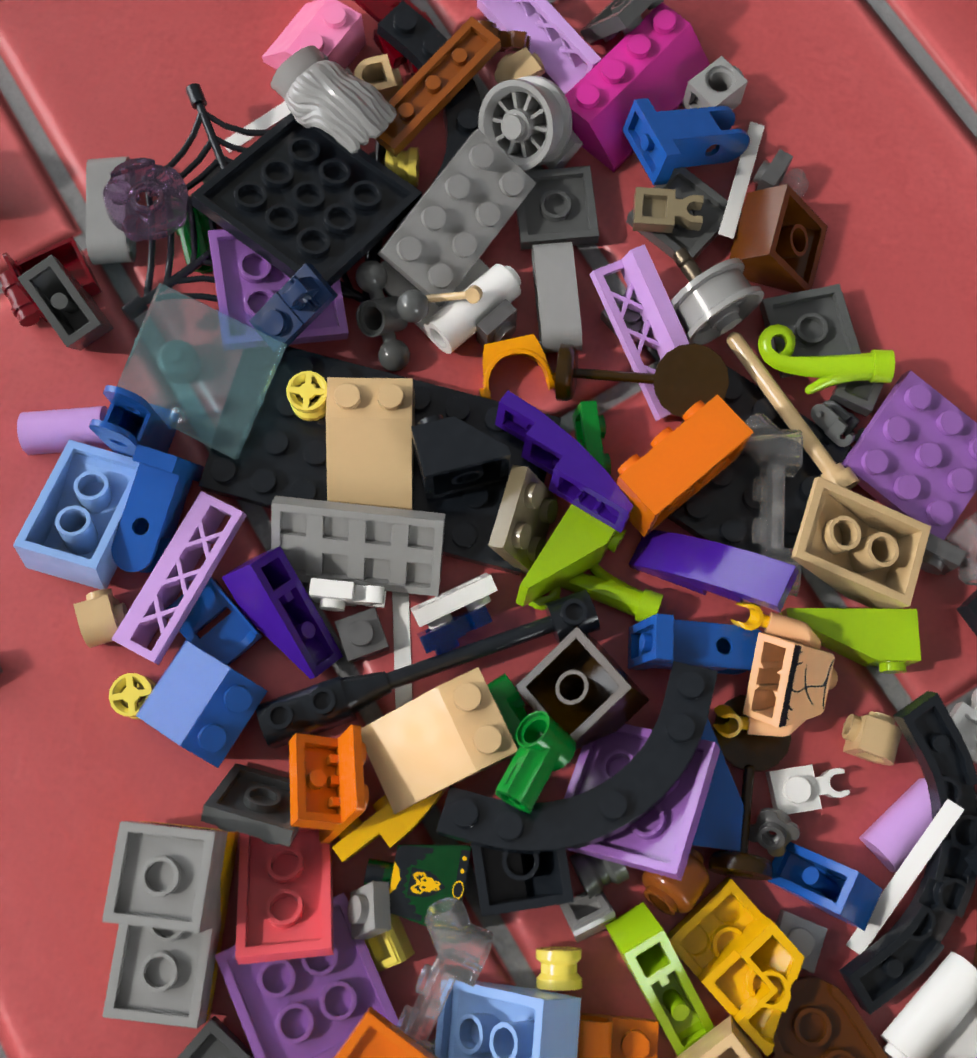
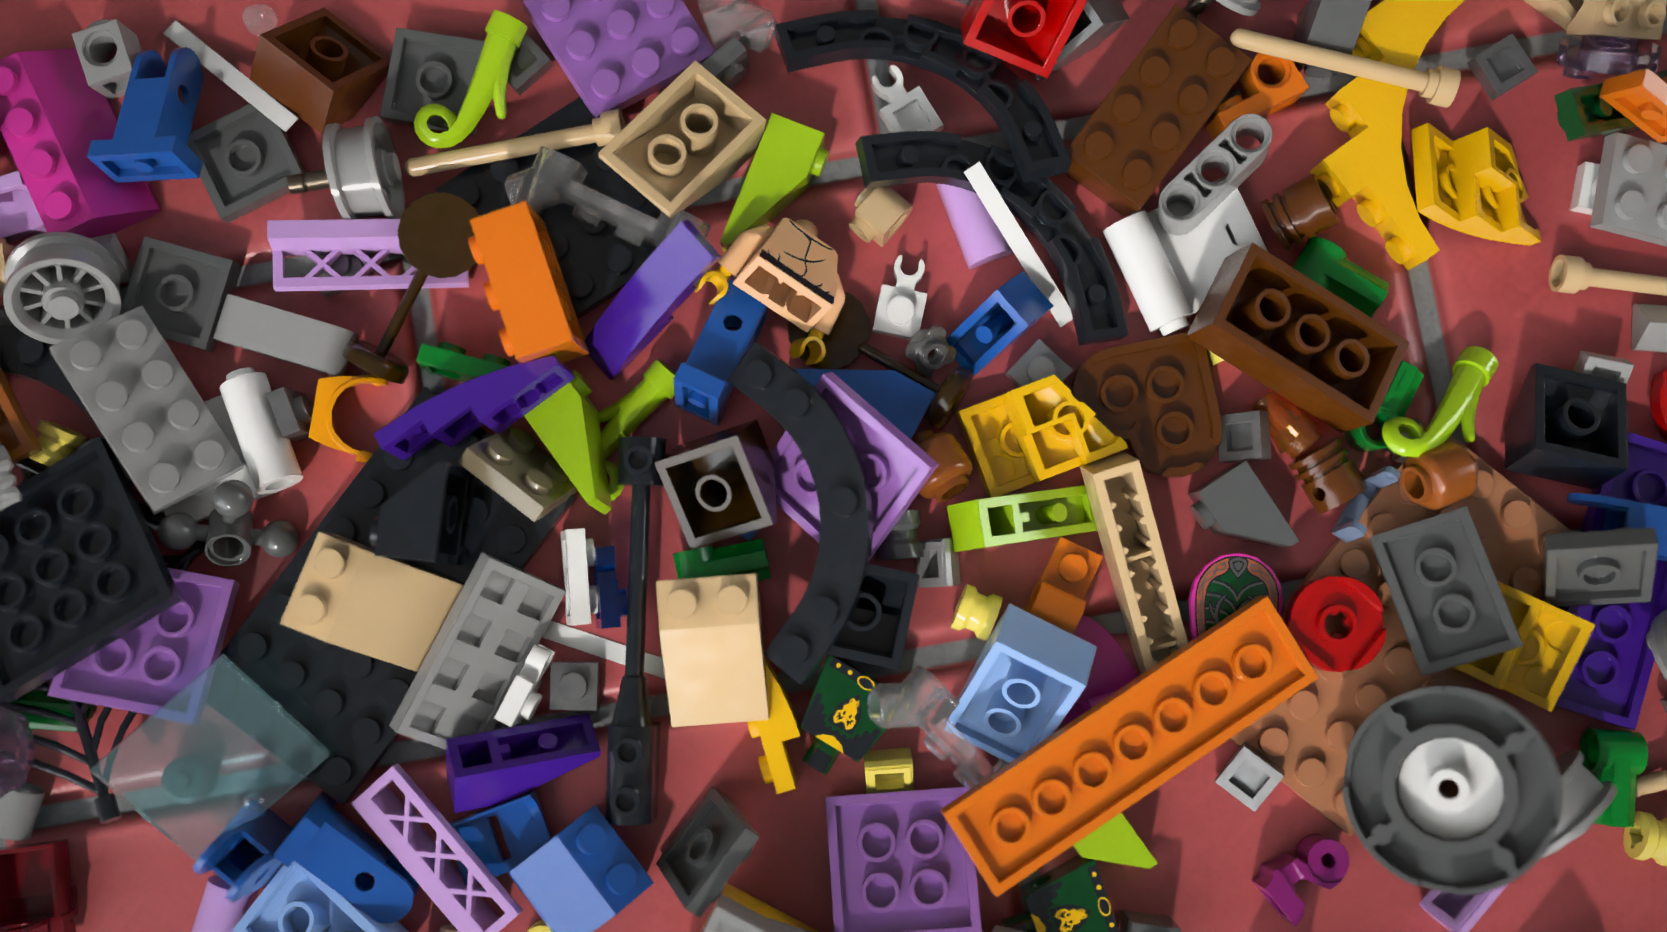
camera: 65 degrees left, 10 degrees up
(65, 303) = (68, 885): dark grey slope -> none
(284, 899) = (805, 855): coral plate -> none
(294, 305) = (181, 629): dark blue hinge -> none
(307, 386) = (280, 648): light yellow wheel -> none
(327, 782) = (710, 775): orange bracket -> none
(369, 910) = (852, 777): light grey plate -> none
(472, 295) = (247, 429): tan hinge -> none
(542, 750) = (764, 550): green piece -> none
(659, 210) = (232, 184): dark tan plate -> none
(772, 173) = (237, 39): flat silver plate -> none
(835, 422) = (545, 100): dark grey piece -> none

